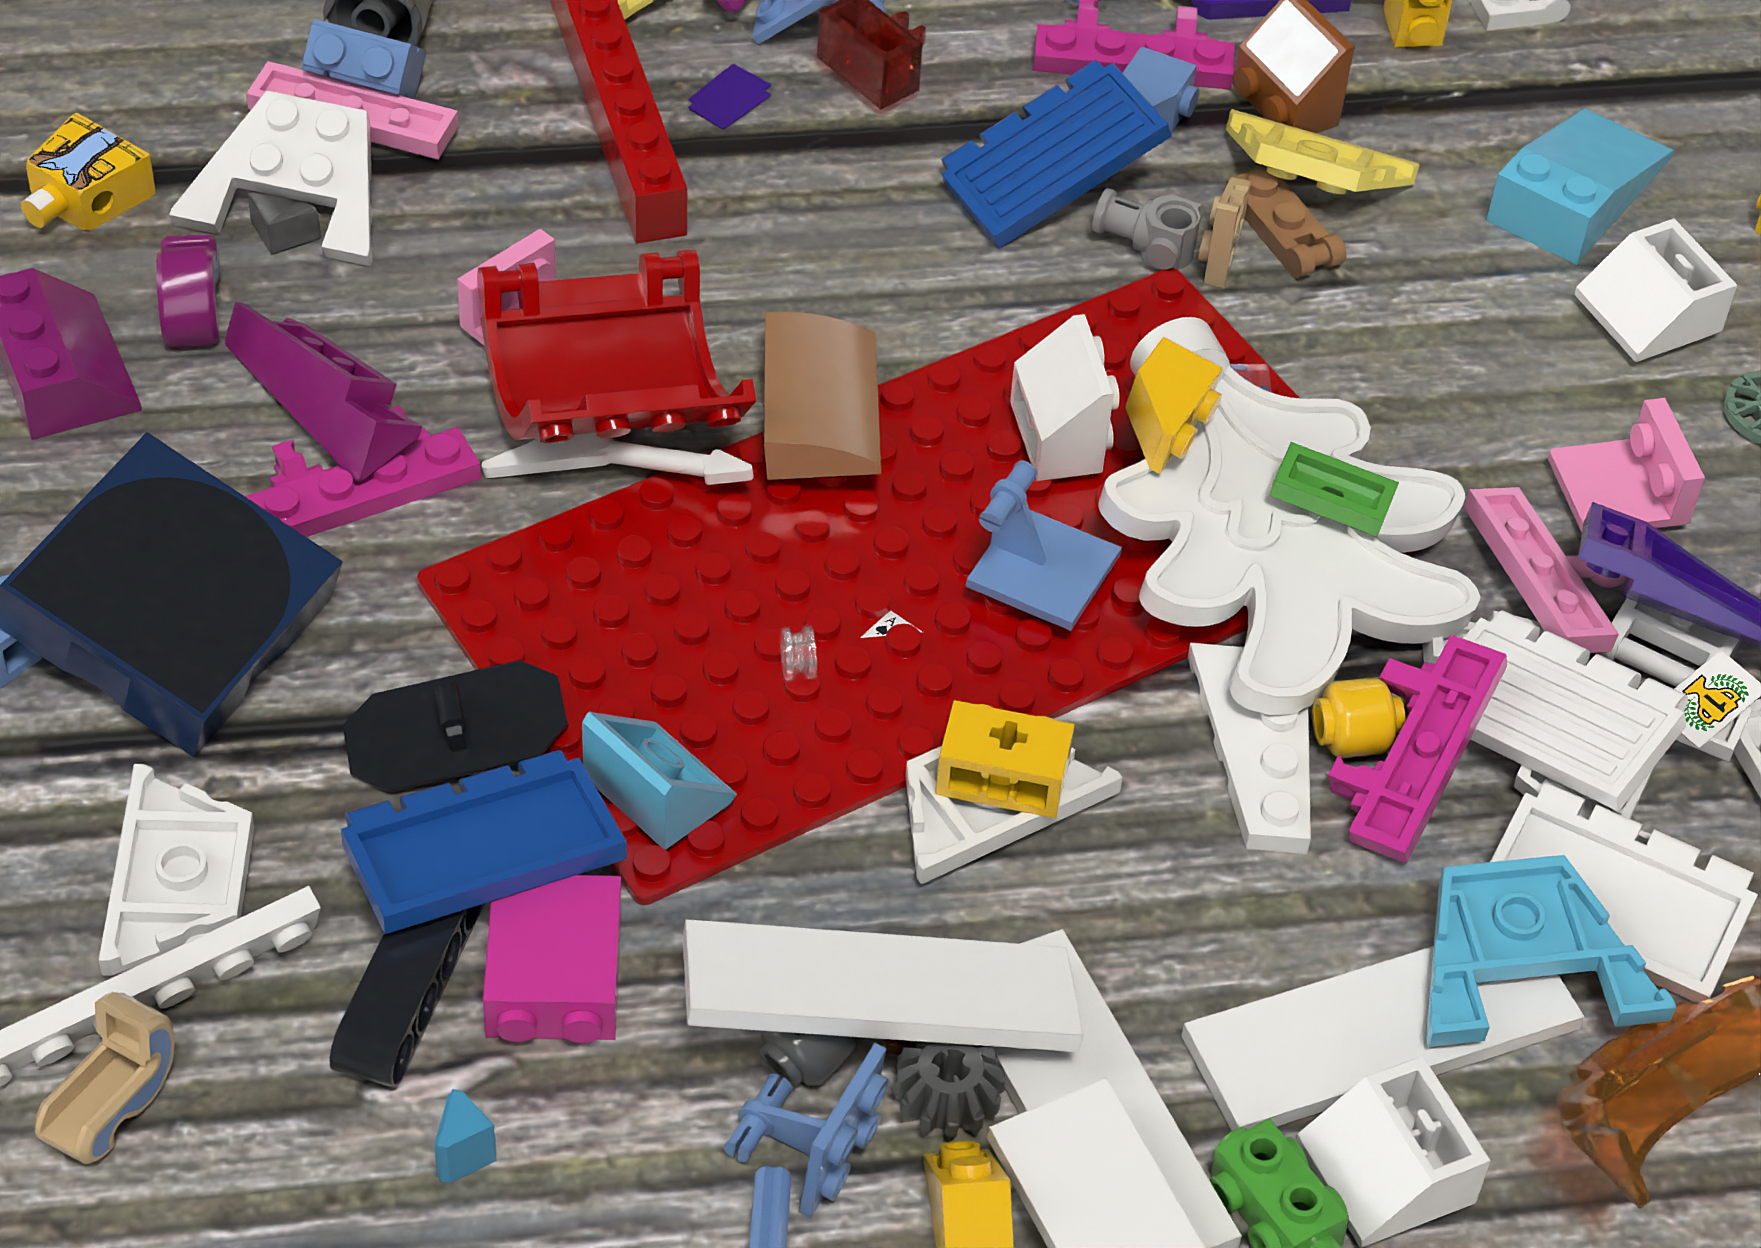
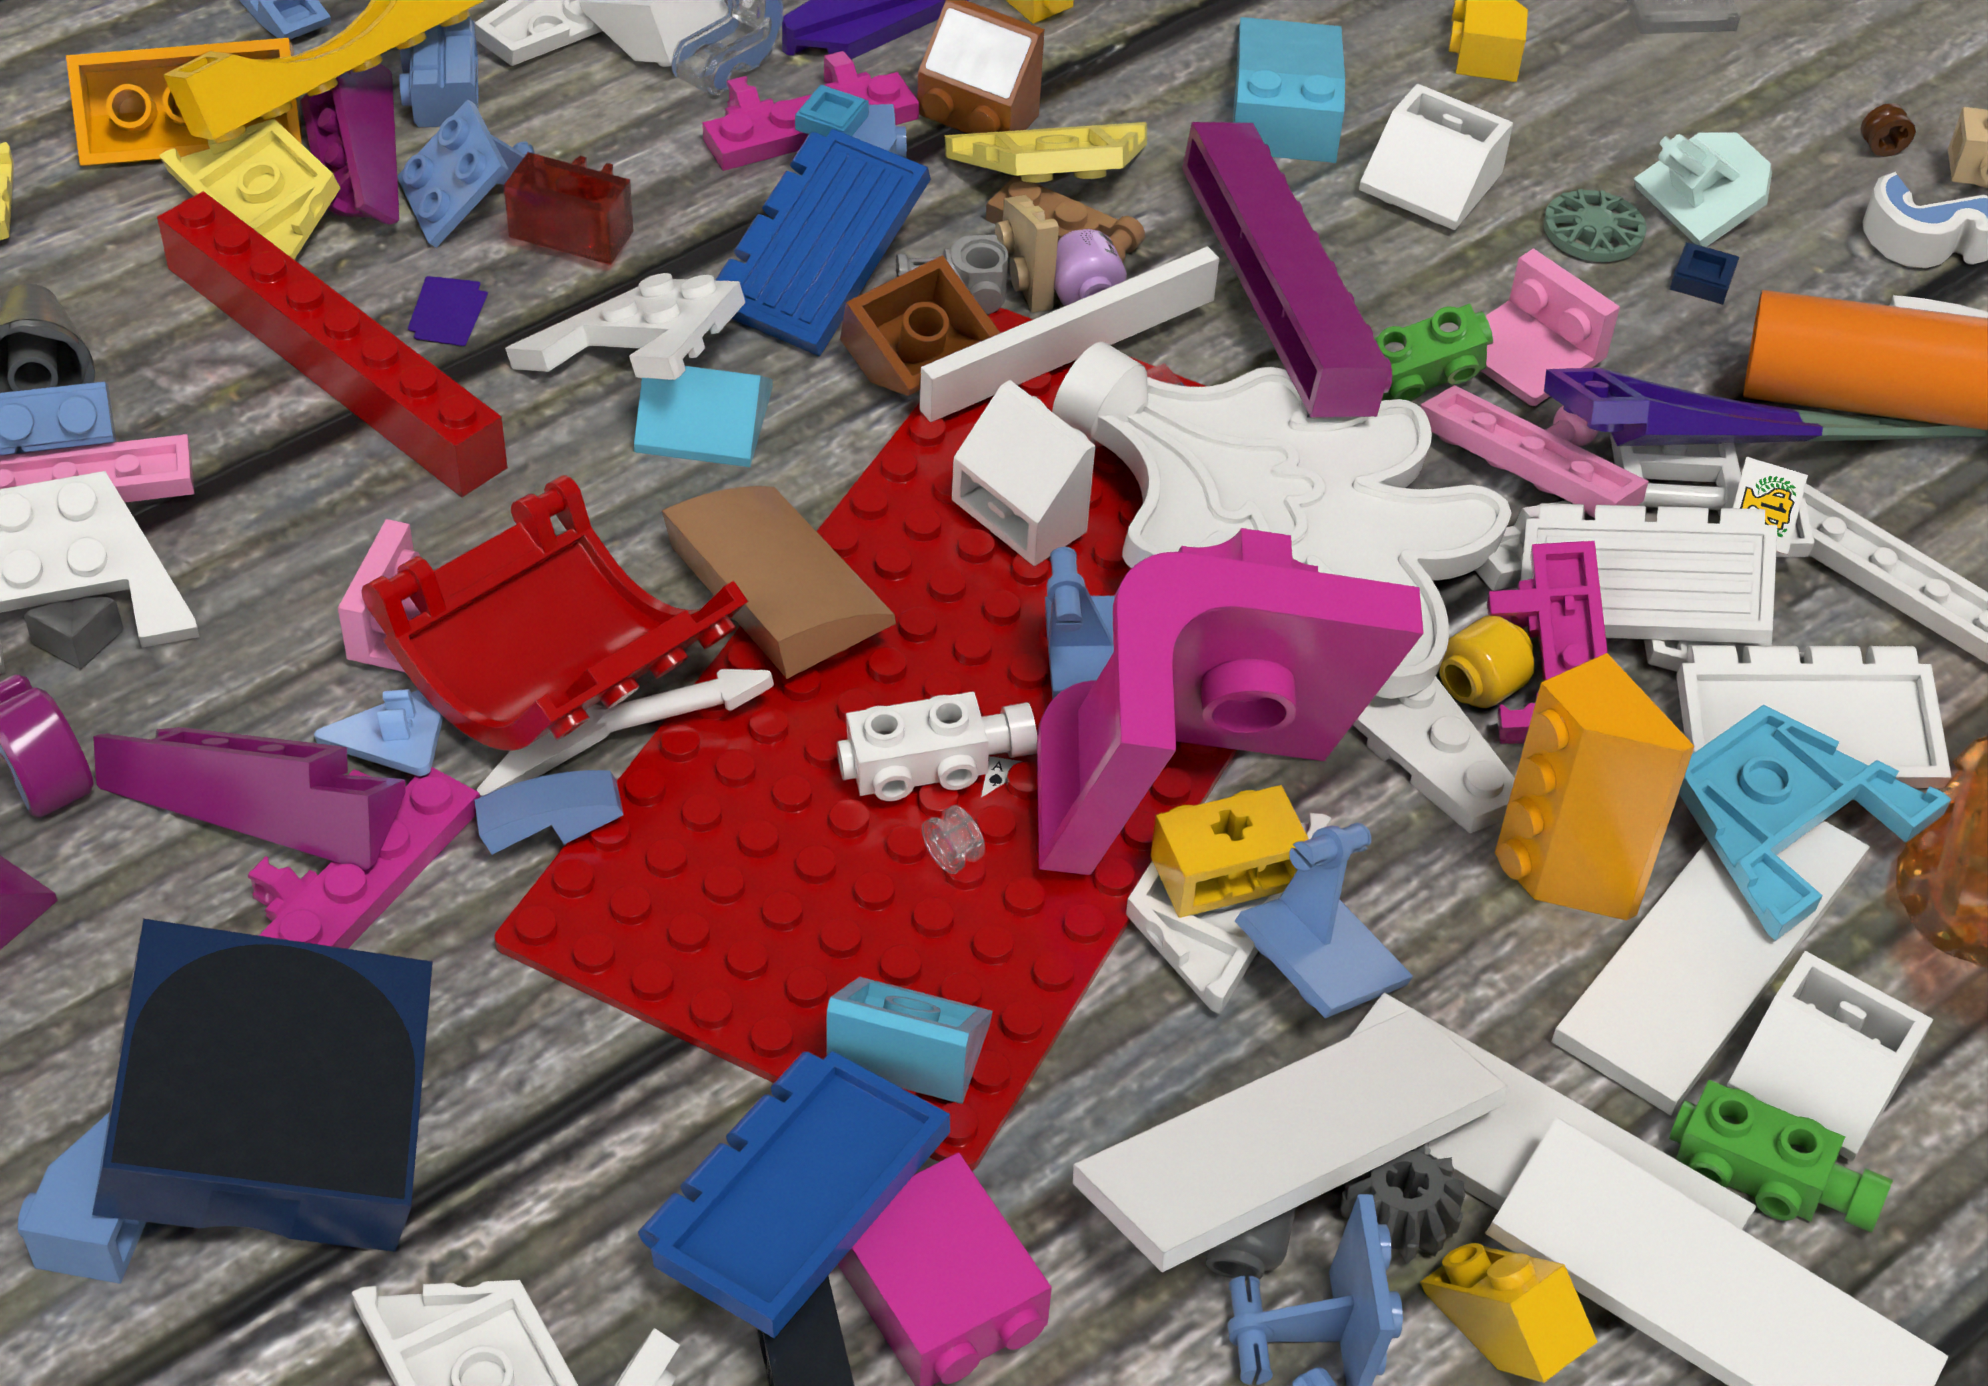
camera: 30 degrees left, 0 degrees up
(450, 395) = (393, 734): none -> light blue piece
(454, 726) = (655, 1081): black shield -> none
(531, 496) = (566, 800): none -> medium blue slope
(838, 575) = (930, 743): none -> white brick
(856, 163) = (658, 316): none -> white wing
(863, 252) = (703, 416): none -> medium azure slope
(1036, 863) = (1316, 935): none -> medium blue plate
(1077, 251) = (912, 324): none -> dark orange slope
(1081, 587) = (1217, 653): none -> dark pink piece
(1134, 53) = (831, 109): none -> dark azure tile
(1169, 398) = (1140, 433): yellow slope -> none
(1224, 306) = (1067, 332): none -> white tile
(1263, 261) = (1086, 265): none -> lavender head
(1315, 838) = (1592, 792): none -> light orange slope
(1334, 489) = (1330, 453): bright green piece -> none
(1430, 330) = (1286, 272): none -> magenta brick
(1494, 452) = (1435, 355): none -> bright green brick

